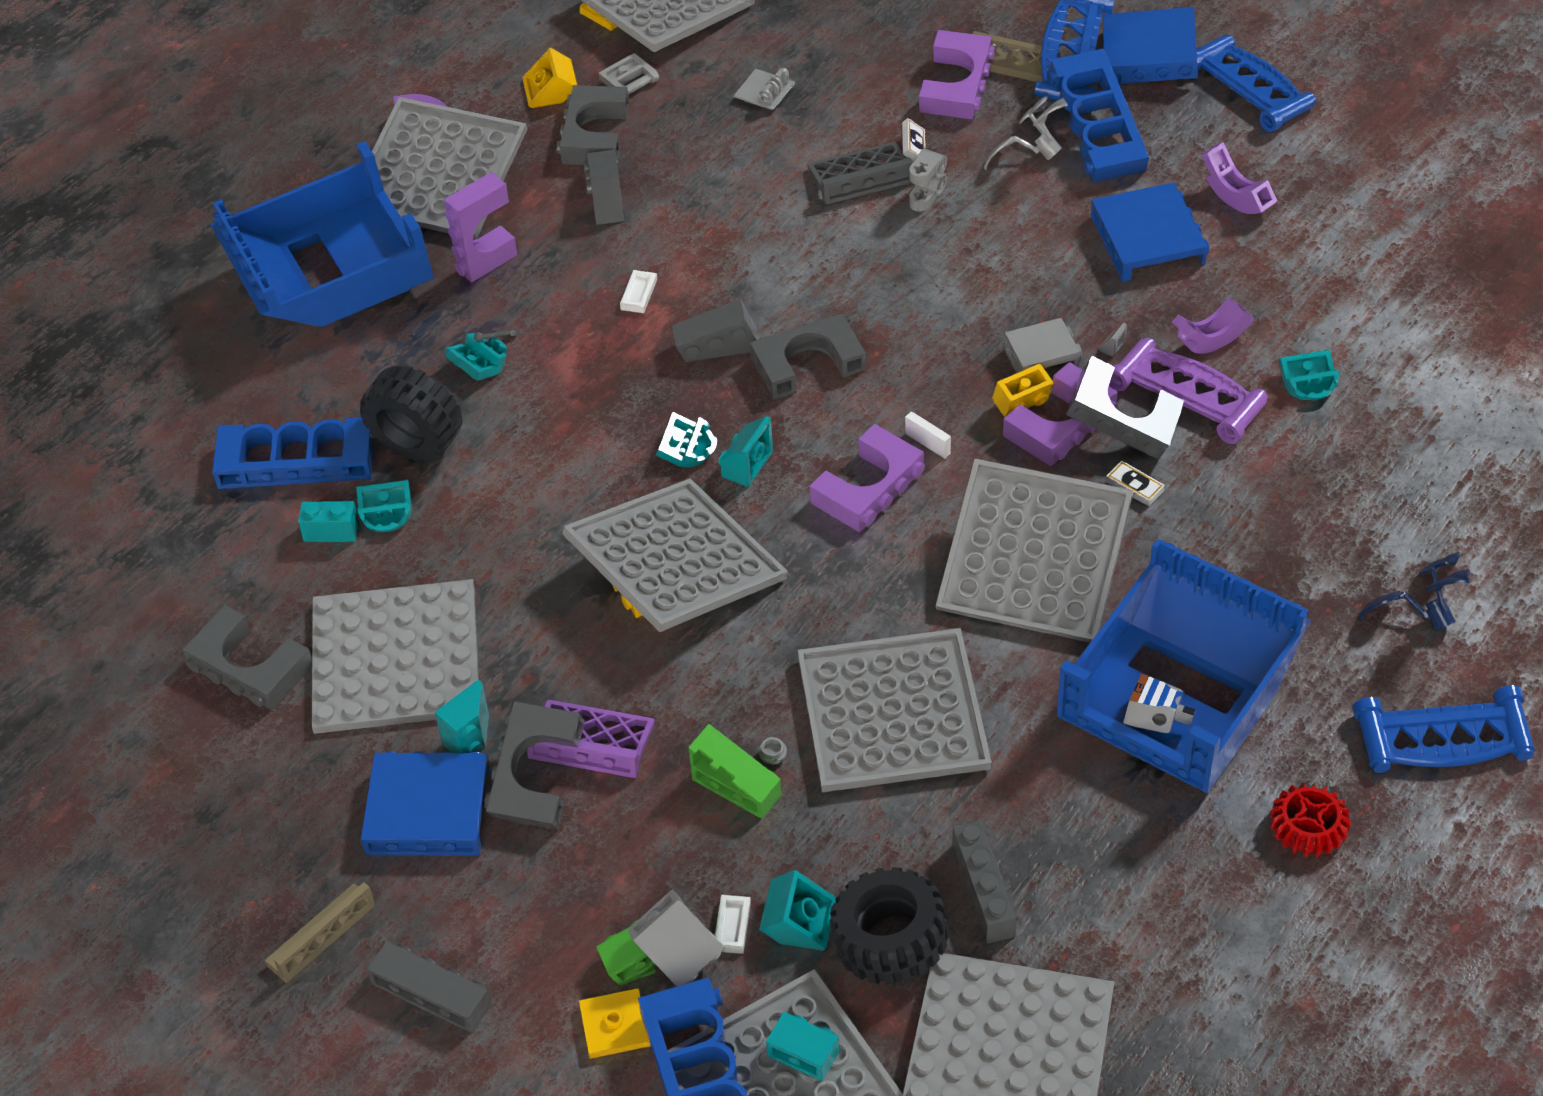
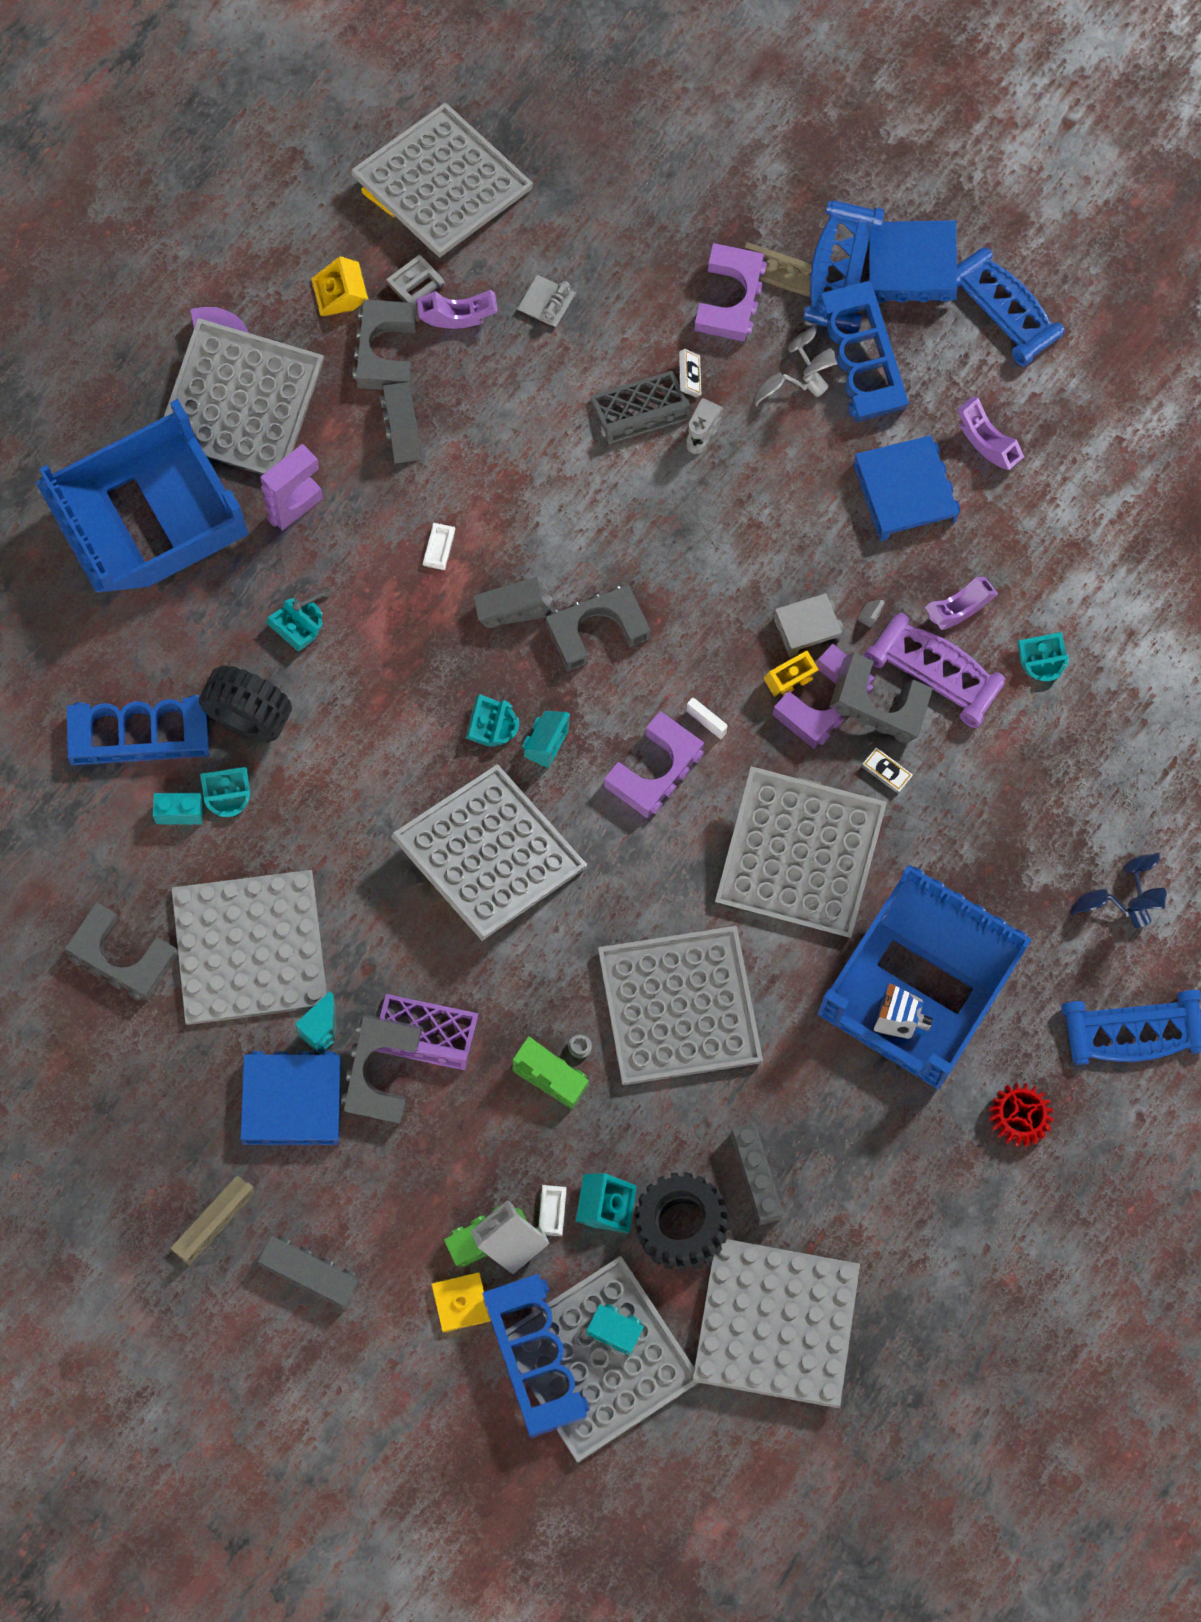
camera: 10 degrees left, 20 degrees up
(668, 98) = (456, 313): none -> medium lavender arch

